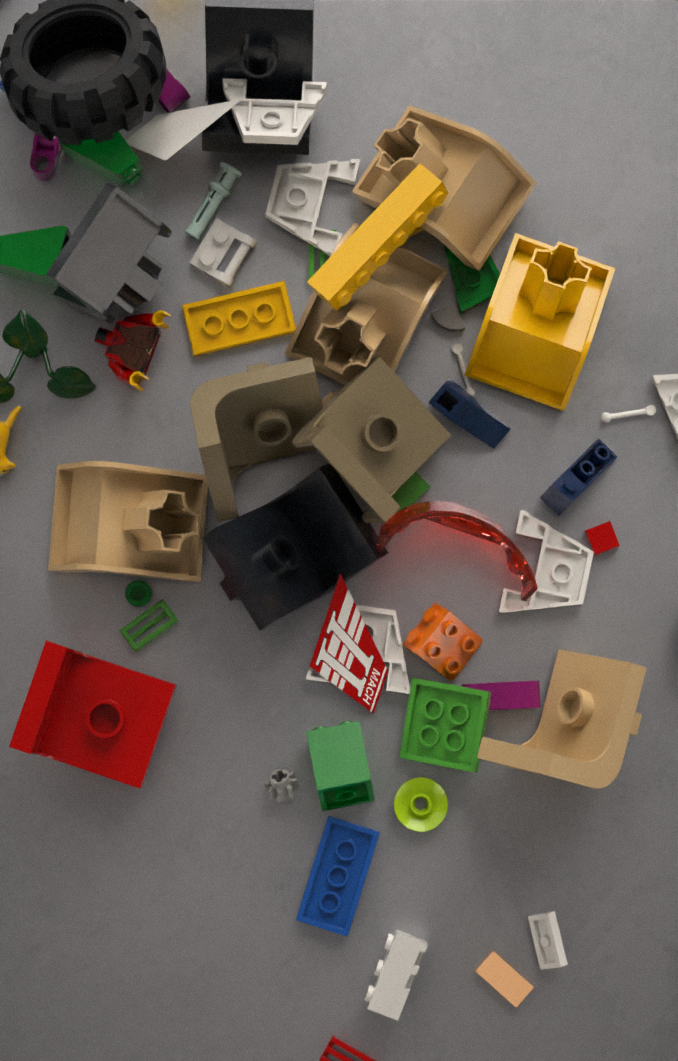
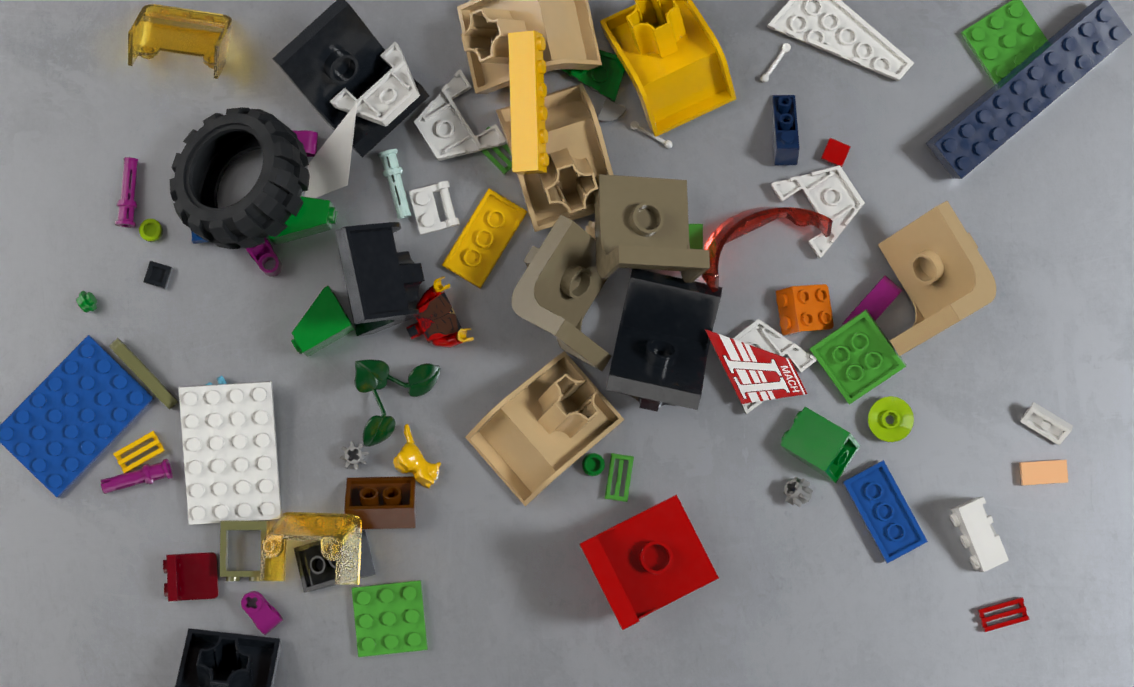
camera: 50 degrees left, 0 degrees up
(469, 413) = (681, 157): dark blue slope -> none

